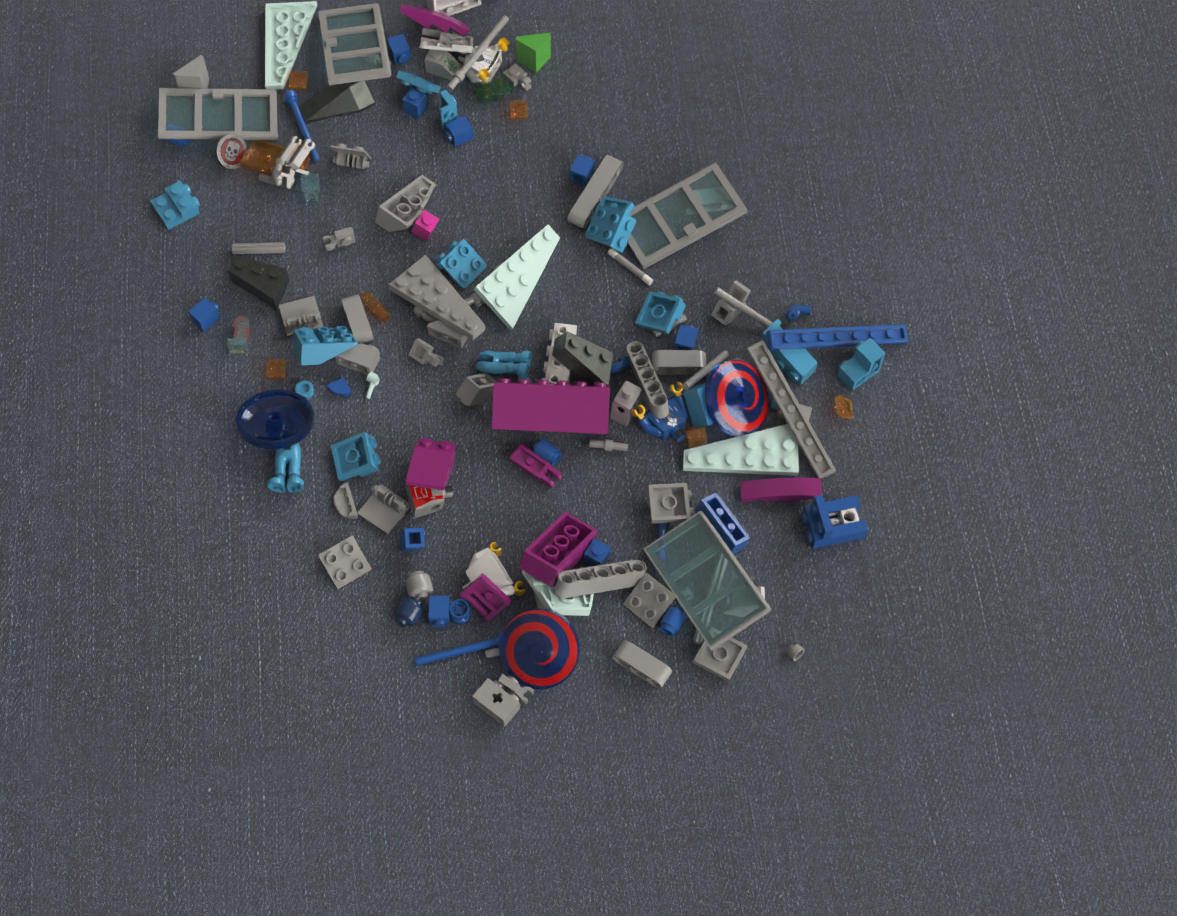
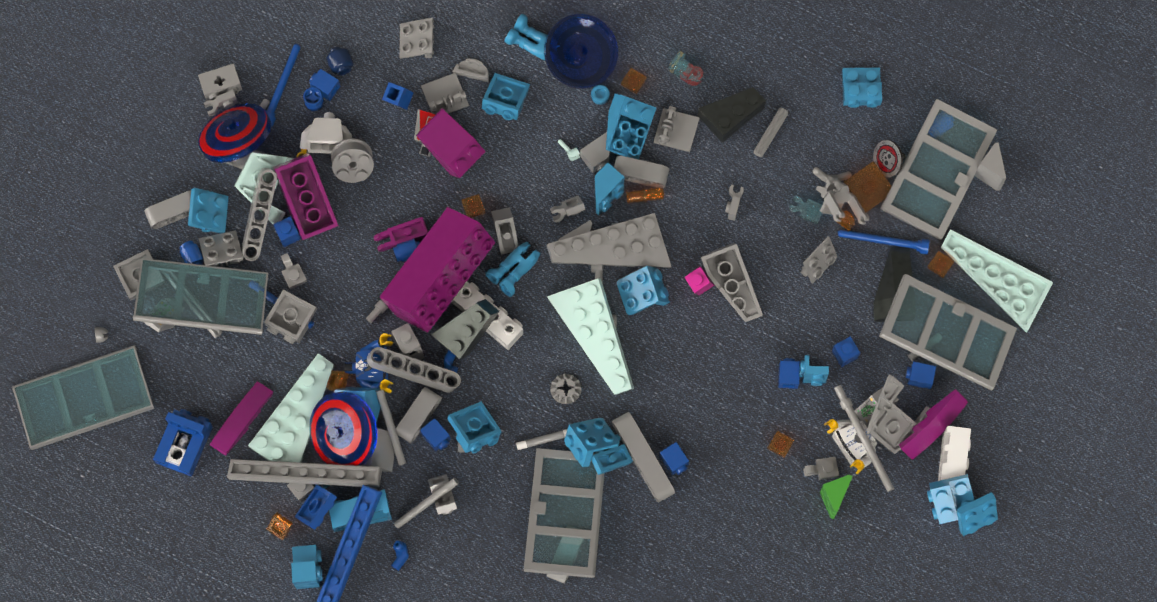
camera: 125 degrees right, 10 degrees up
(204, 314) = (726, 51): blue brick -> none
(340, 387) = (582, 123): blue tile -> none
(391, 329) = (608, 186): none -> dark azure slope
(419, 83) = (865, 366): dark azure plate -> none
(419, 586) = (355, 80): light grey head -> none
(472, 426) = (473, 206): none -> clear orange plate
(488, 593) = (311, 117): magenta plate -> none
(489, 91) = (818, 437): clear green slope -> none
(499, 535) = (352, 160): none -> light grey wheel
(579, 281) = (573, 393): none -> light grey gear
(624, 630) = (208, 210): none -> dark azure plate
(628, 531) = (293, 274): none -> light grey plate
(724, 522) = (242, 345): blue brick -> none
(811, 384) = (316, 507): none -> blue plate
(858, 629) = (82, 397): none -> clear light blue door

